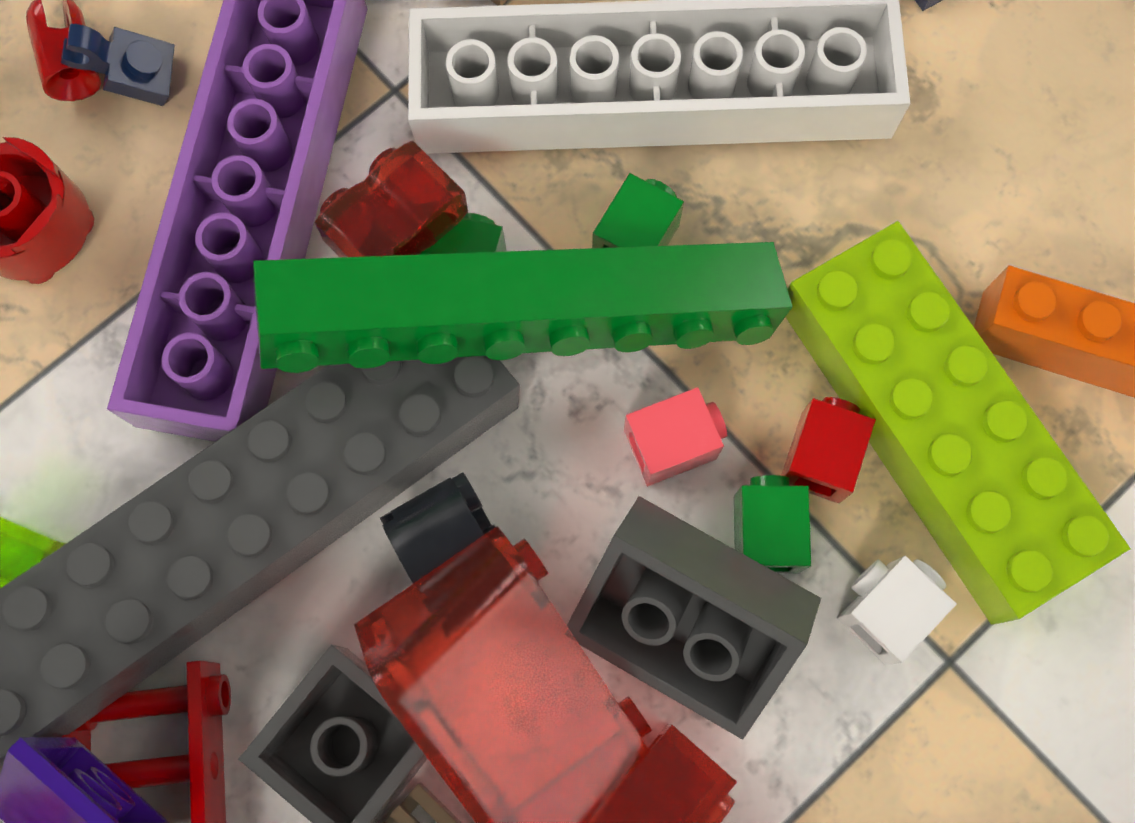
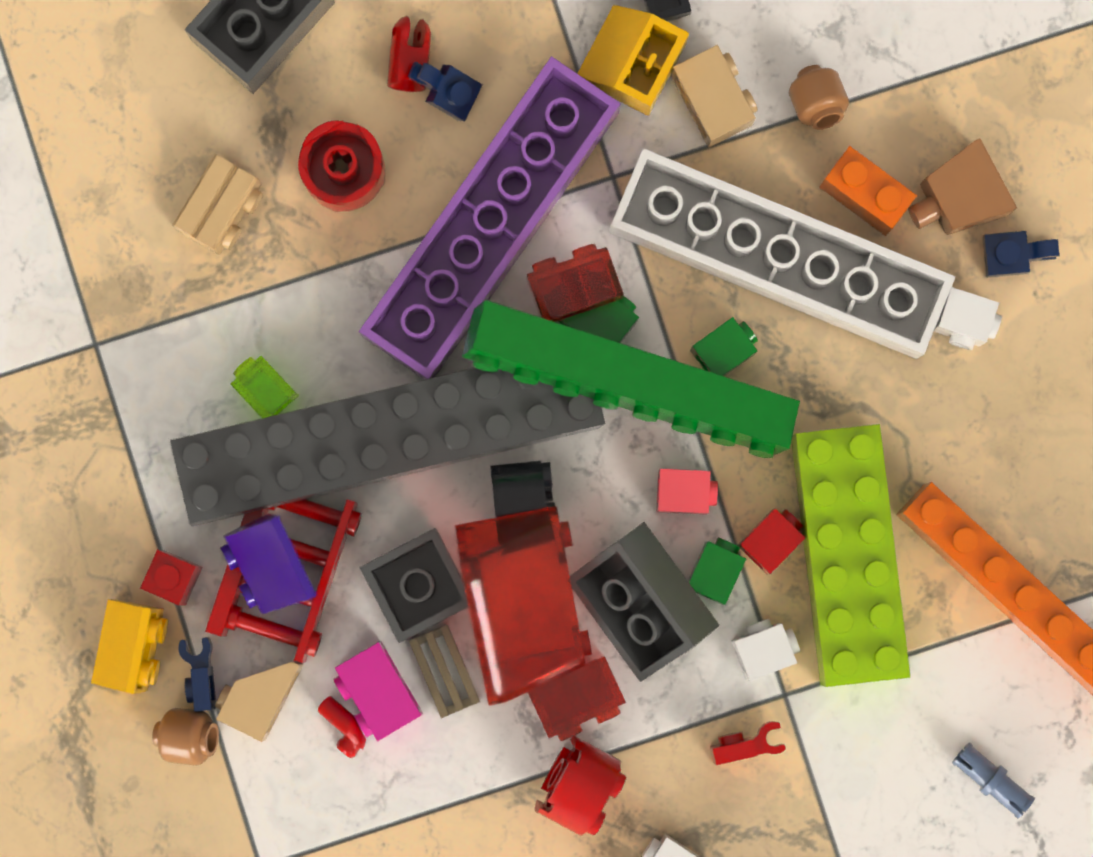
camera: 20 degrees right, 10 degrees up
(930, 774) = (736, 747): none -> red plate
(939, 53) = (968, 319): none -> white brick

